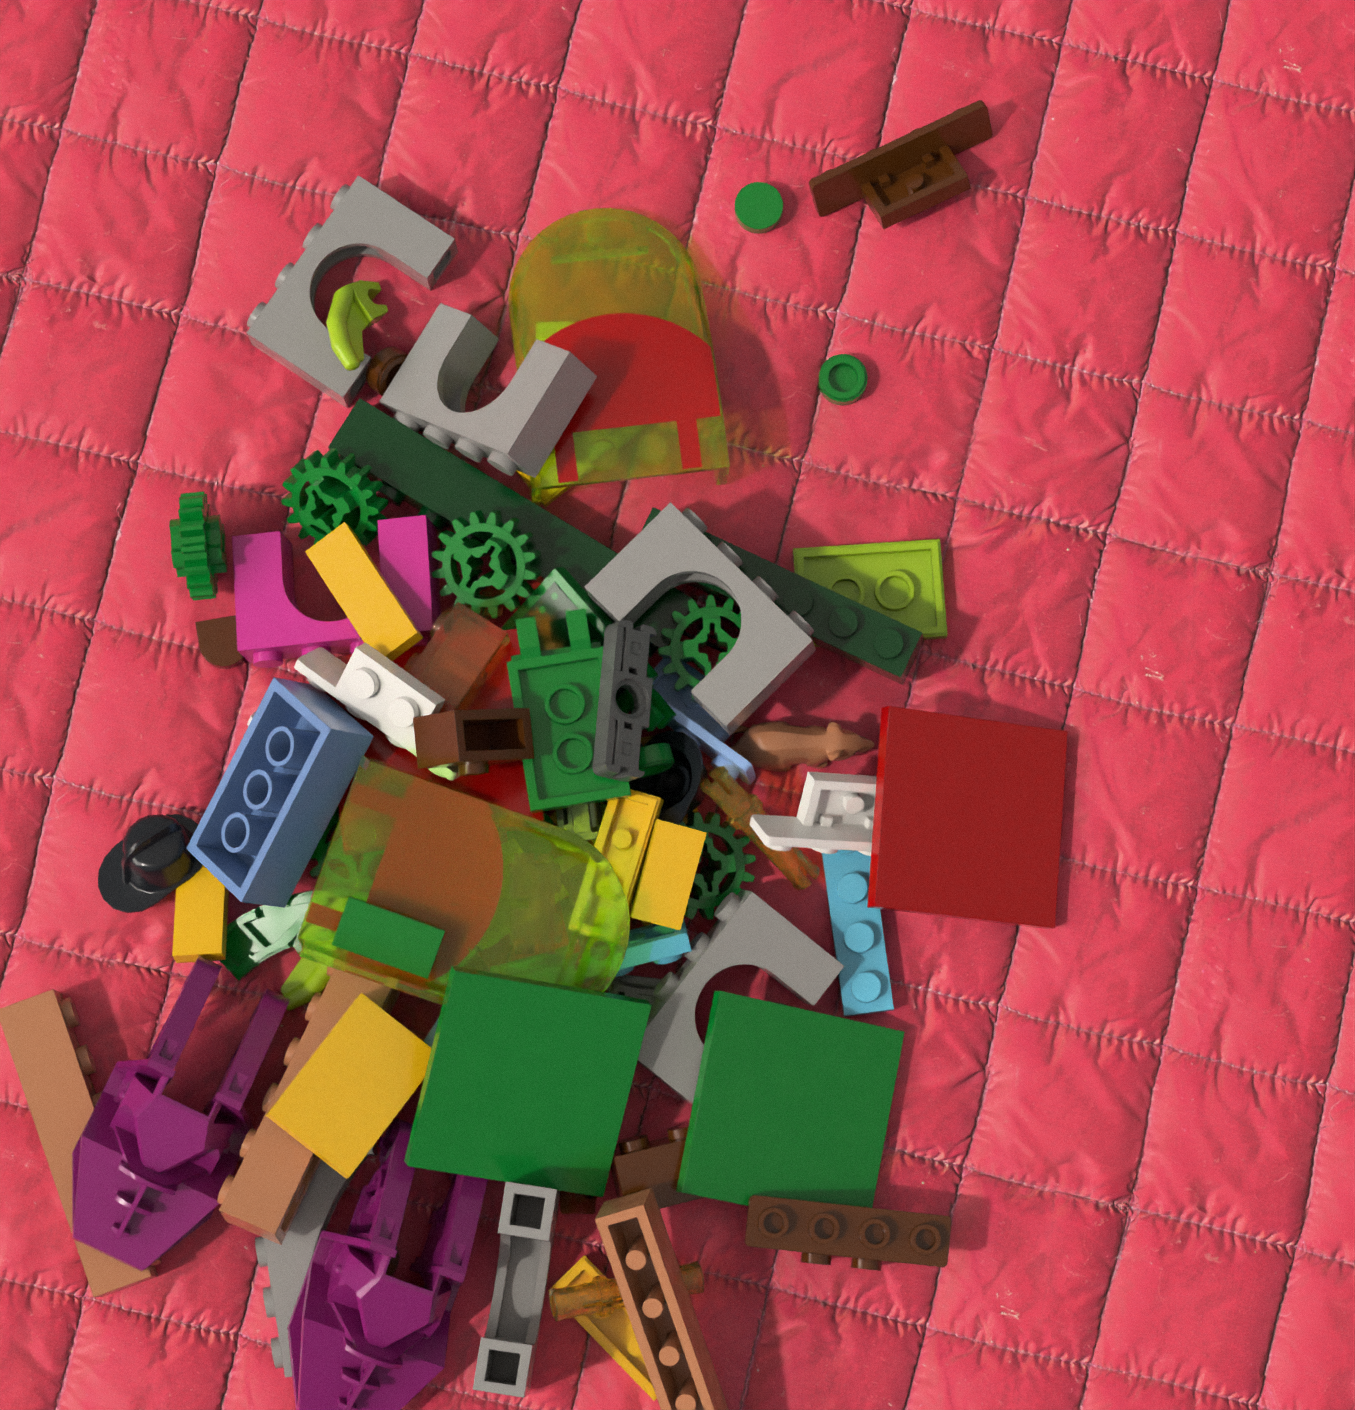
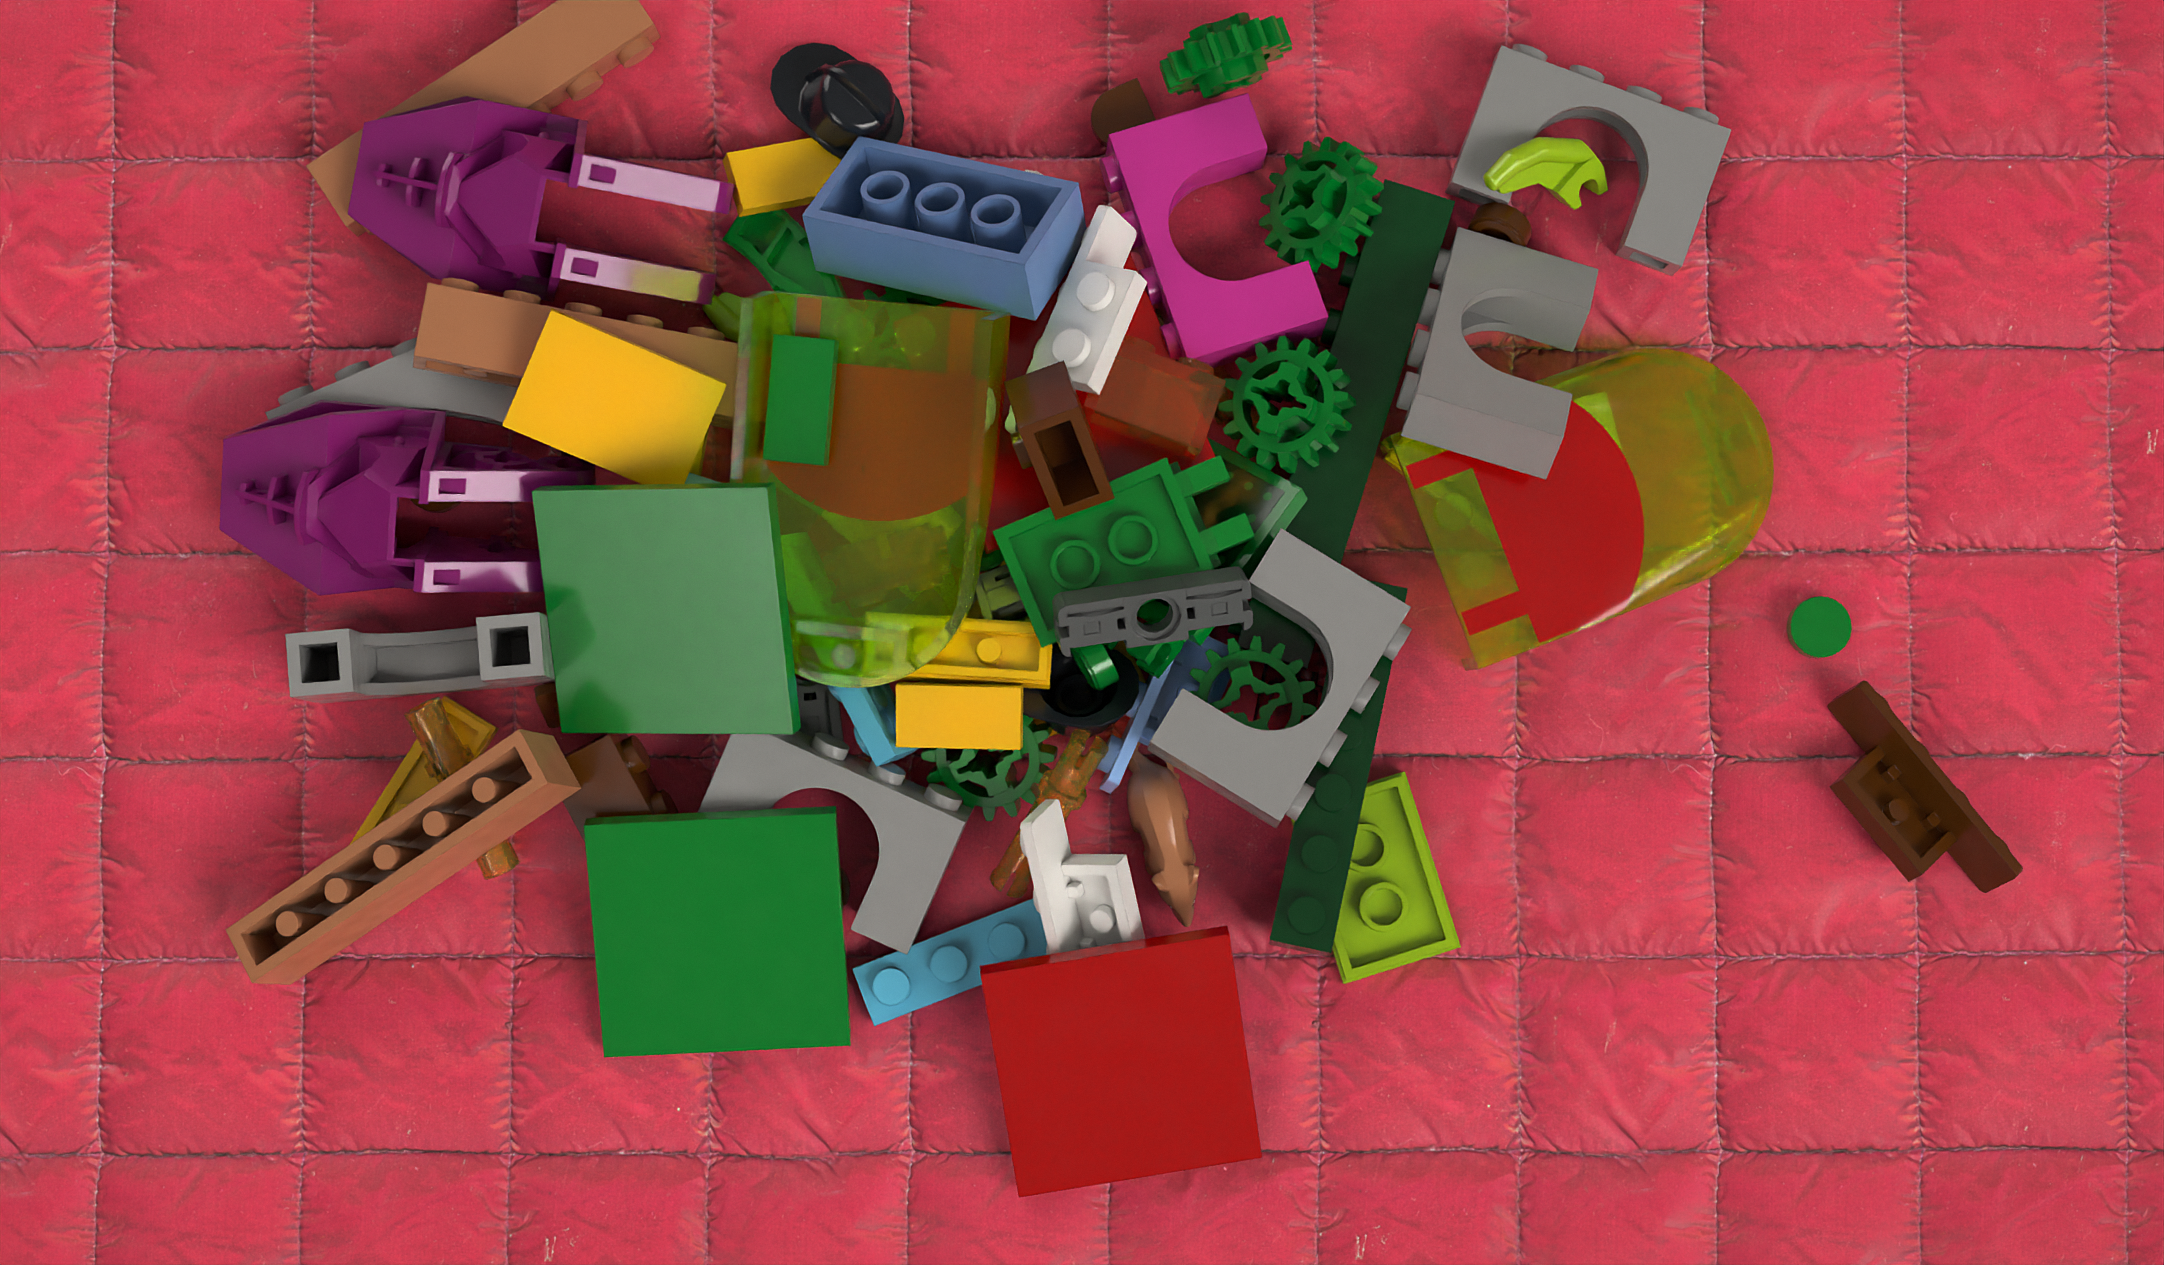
camera: 70 degrees right, 5 degrees up
(363, 593) = (1212, 266): yellow tile -> none
(842, 379) = (1629, 781): green tile -> none
(847, 1231) = (589, 1034): reddish brown bracket -> none

